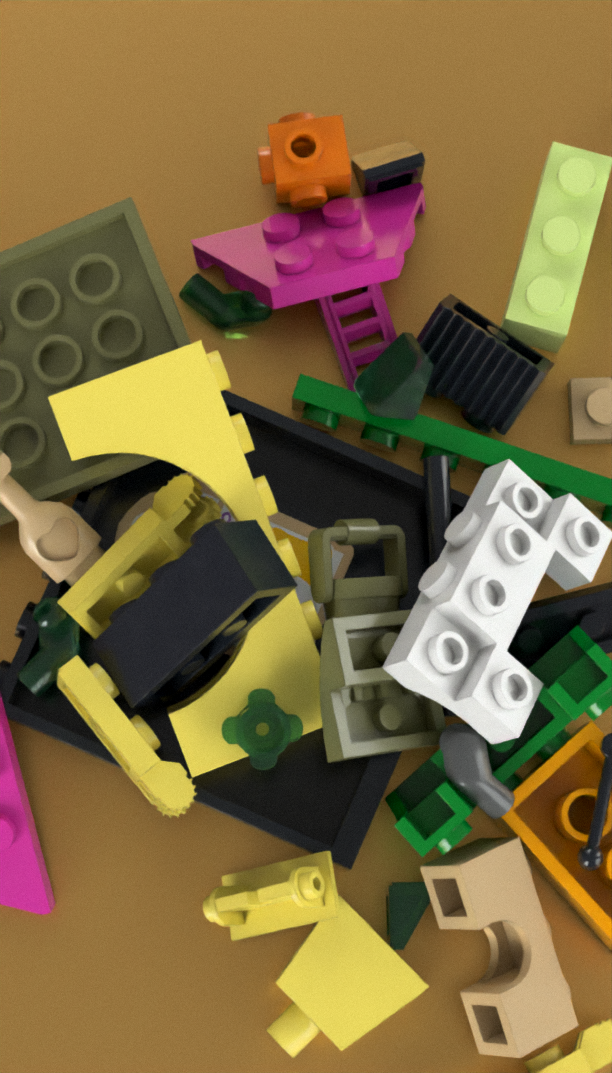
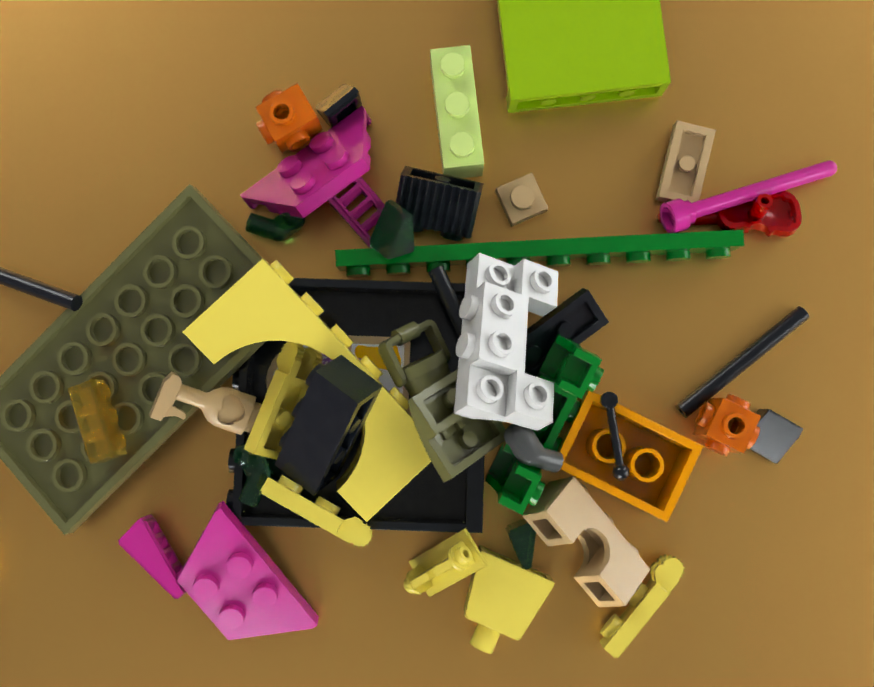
camera: 15 degrees left, 5 degrees up
(262, 748) = (398, 490): clear green plate -> none

